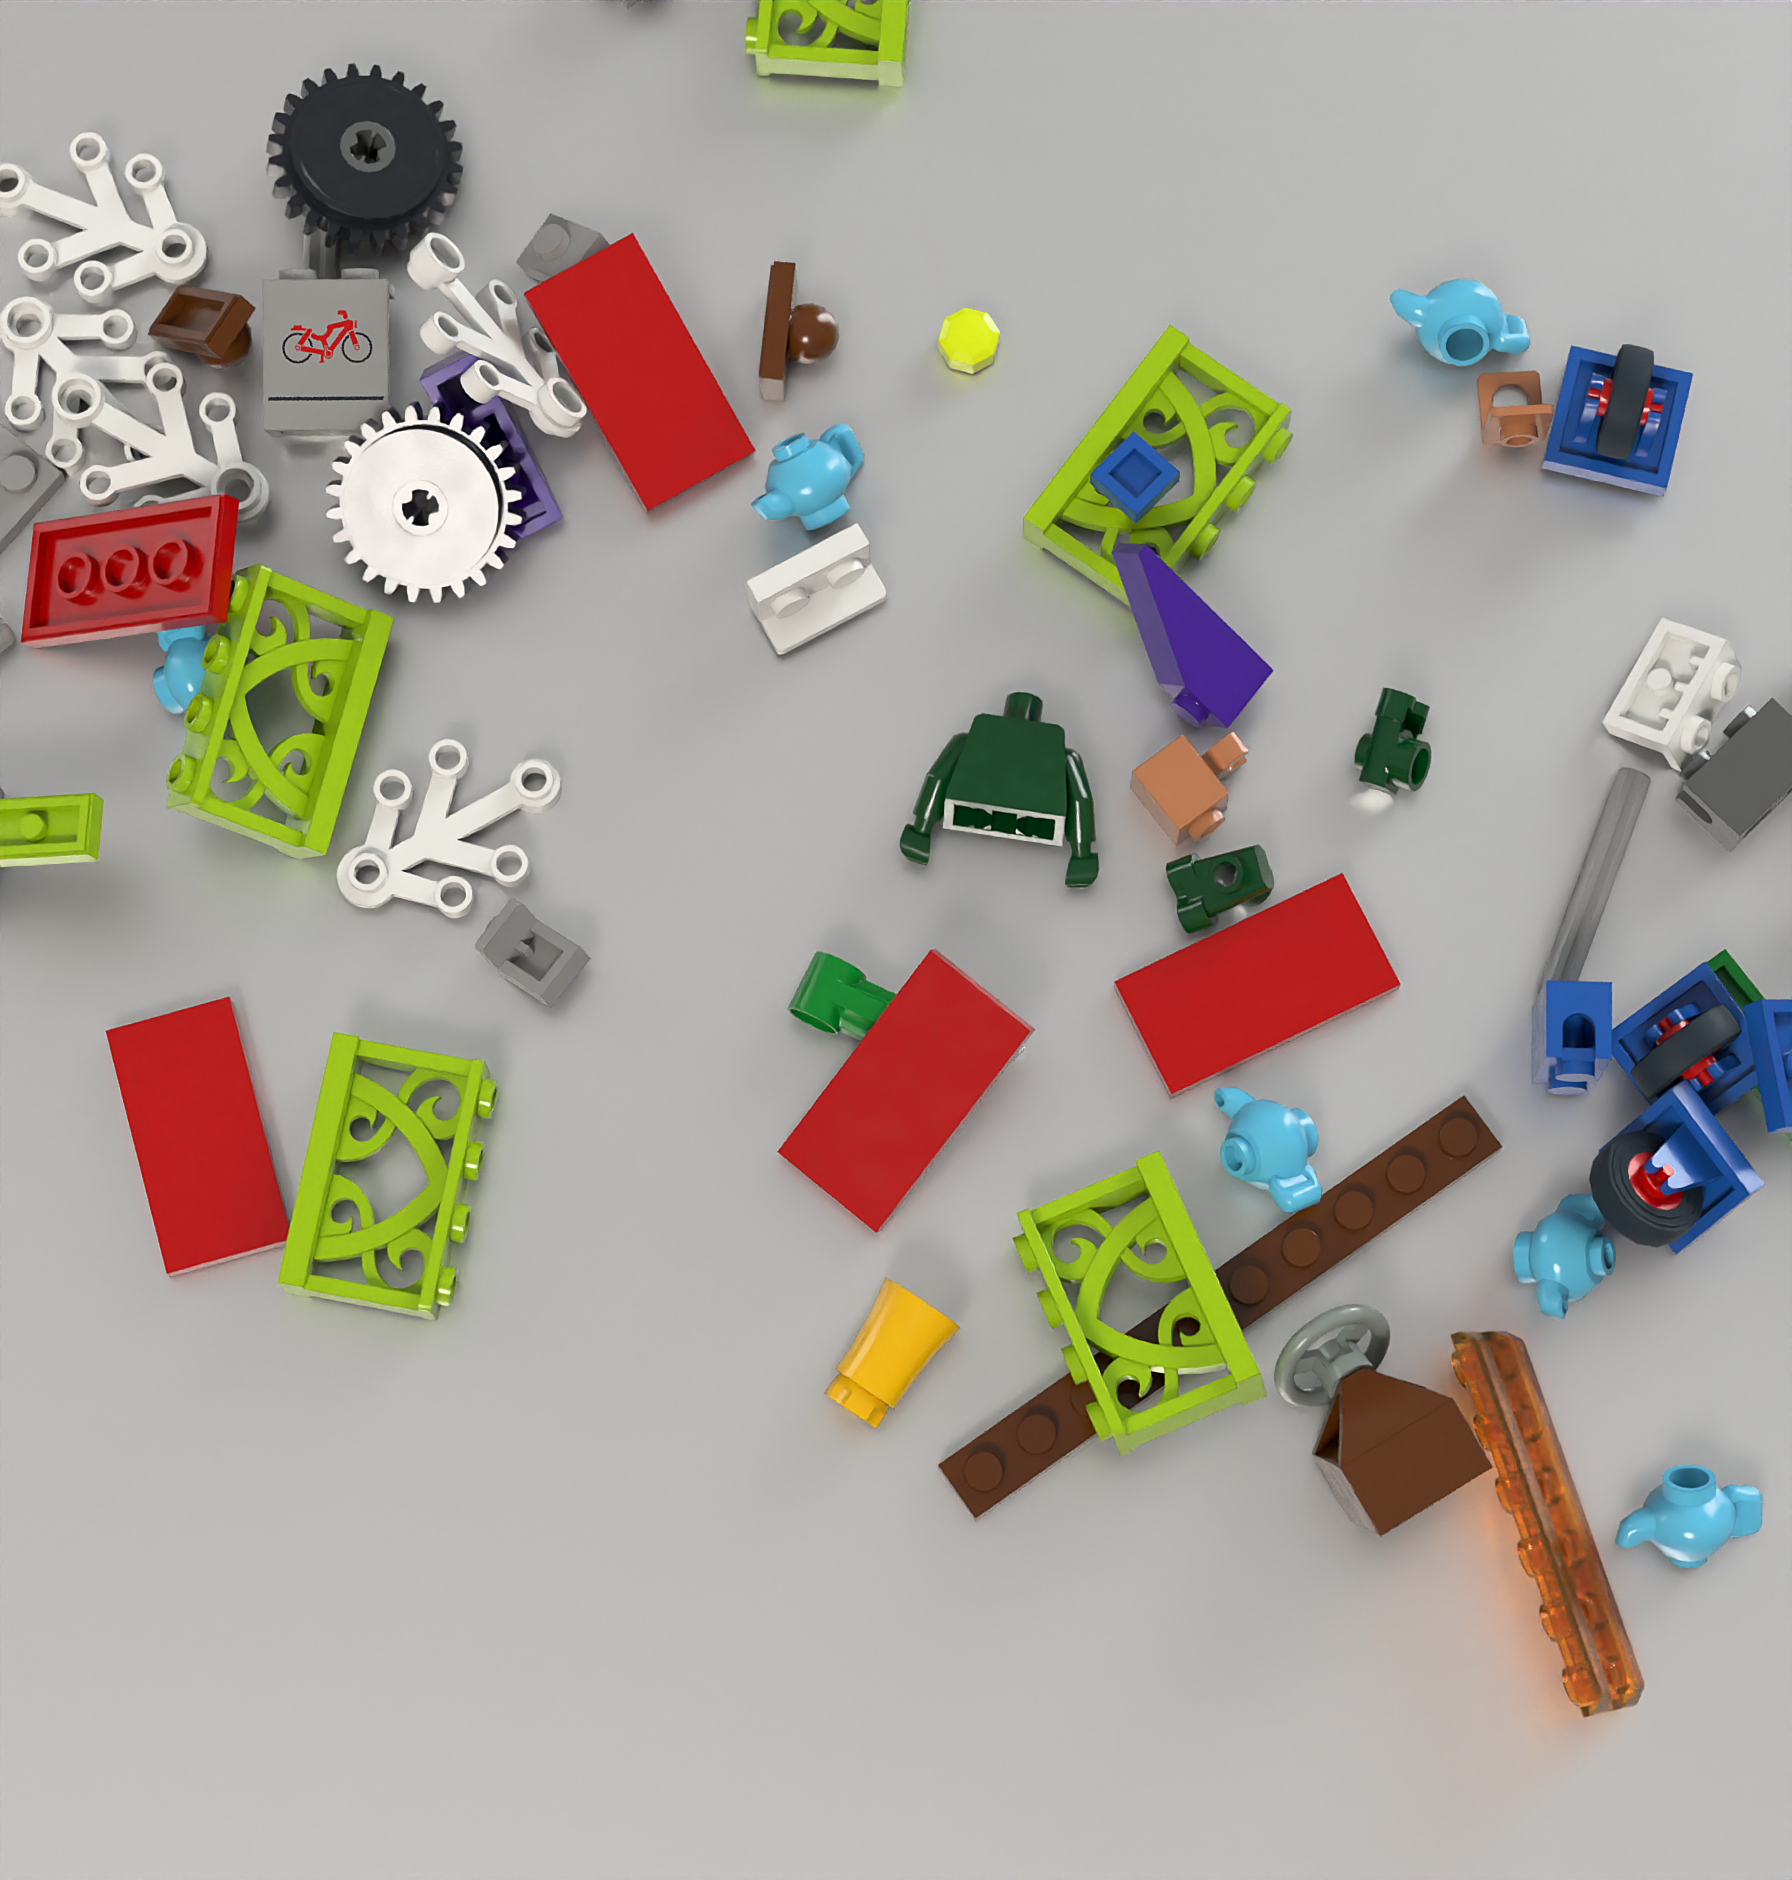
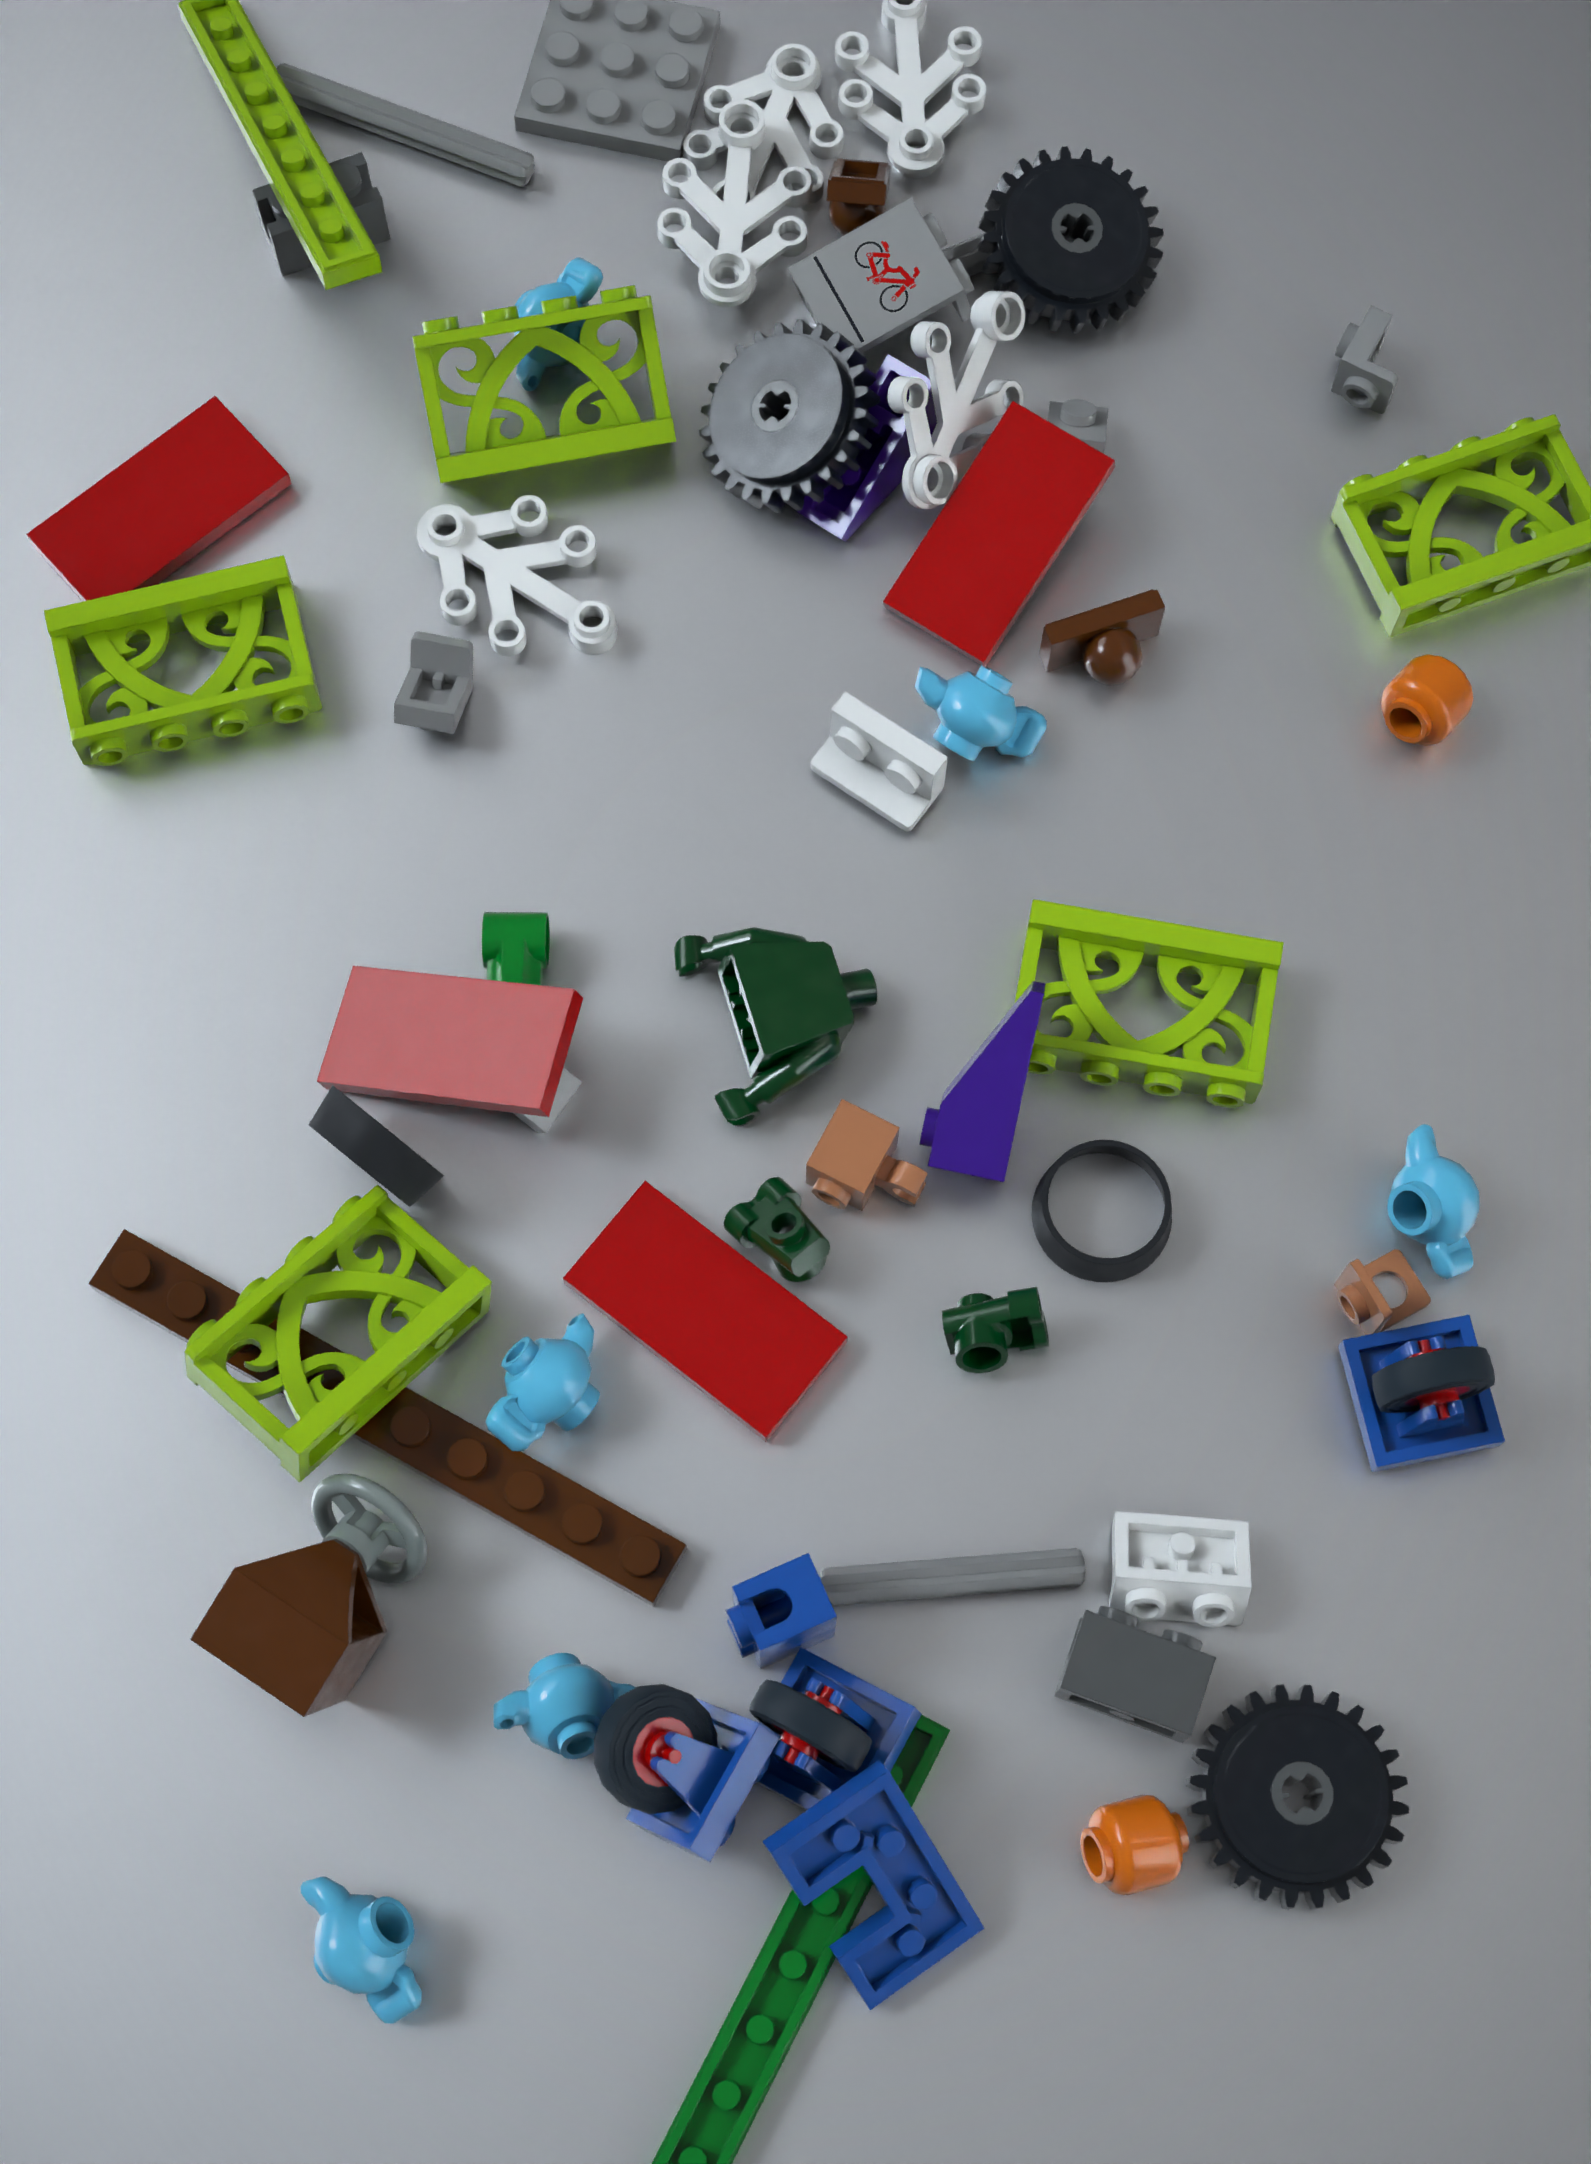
camera: 60 degrees right, 5 degrees down
(130, 571) = (608, 221): red tile -> none
(889, 1353) = (207, 1138): yellow plant -> none
(968, 340) = (1182, 792): neon yellow tile -> none
(981, 1200) = (373, 1147): none -> black tyre
(991, 86) = (1426, 700): none -> orange head
(1134, 477) = (1117, 972): blue tile -> none
(1320, 658) = (1085, 1265): none -> black tyre
(1549, 1516) = (293, 1806): clear orange plate -> none

